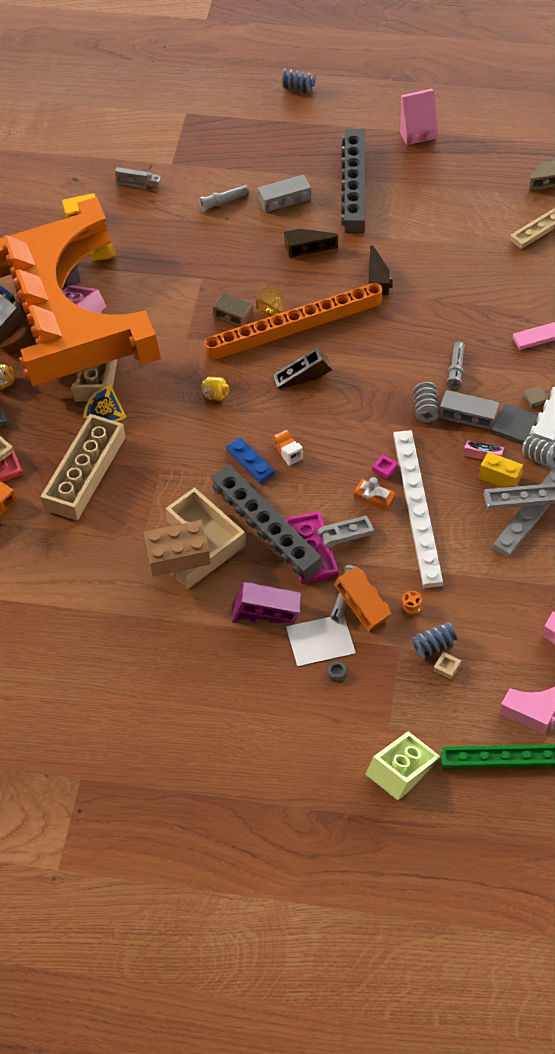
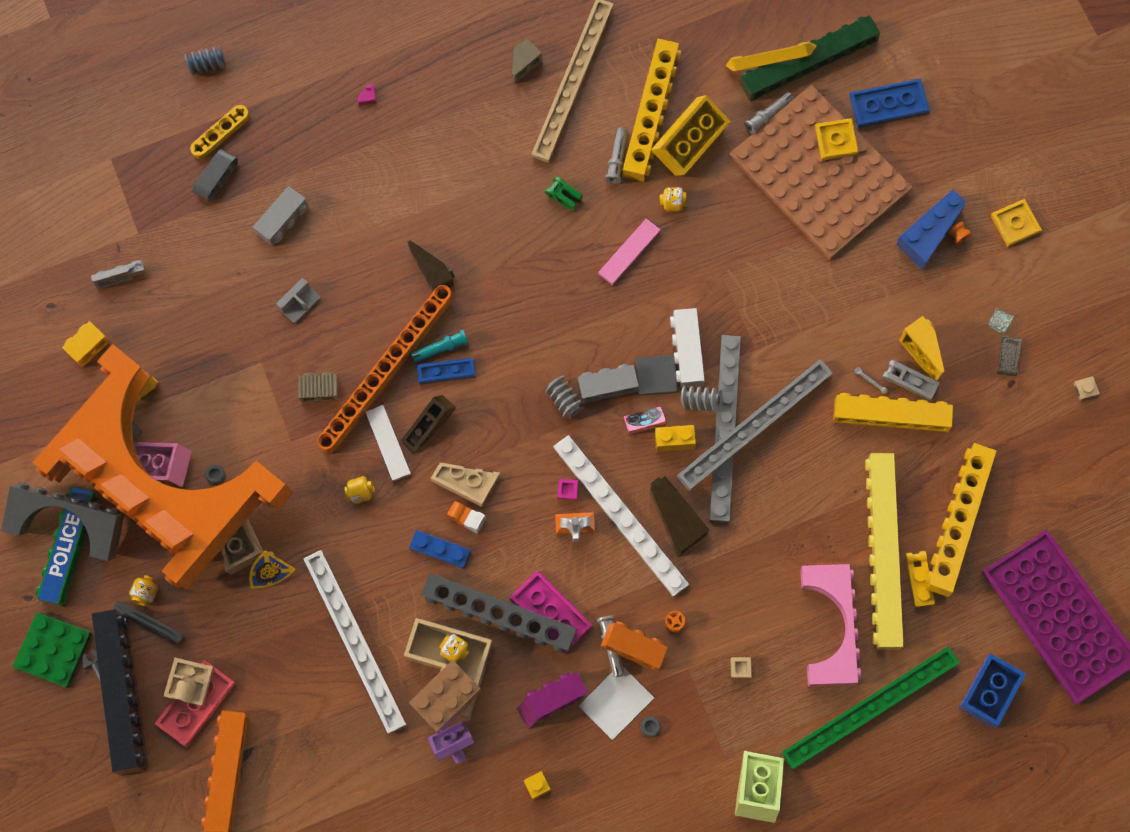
camera: 30 degrees left, 20 degrees up
(83, 467) = (293, 648): tan brick -> none
(135, 491) = (355, 642): none -> white plate
(160, 594) = (451, 742): none -> medium lavender tile
(208, 662) = (537, 785): none -> yellow brick
(212, 526) = (454, 648): none -> yellow head
(217, 199) = (216, 258): light grey pin -> none
(254, 150) = (215, 175): none -> dark grey beam
(258, 250) = (298, 301): none -> light grey panel
(260, 131) = (222, 134): none -> yellow beam
(260, 371) = (388, 443): none -> white tile
(270, 301) = (350, 358): clear yellow slope -> none
(304, 425) = (465, 482): none -> tan wing
(306, 241) = (339, 265): dark brown slope -> none
(342, 345) = (446, 371): none -> blue tile
(345, 531) = (575, 580): light grey plate -> none
(354, 181) = (311, 108): dark grey brick -> none
(357, 327) = (449, 343): none -> teal pin
(406, 152) = (367, 96): none -> dark pink tile
(418, 117) = (362, 55): bright pink slope -> none
(434, 639) = (717, 650): sand blue piece -> none
(455, 370) = (570, 345): light grey pin -> none
(466, 529) = (678, 517): none -> dark brown slope
(519, 271) = (559, 188): none -> green piece
(535, 396) = (657, 333): dark tan tile -> none

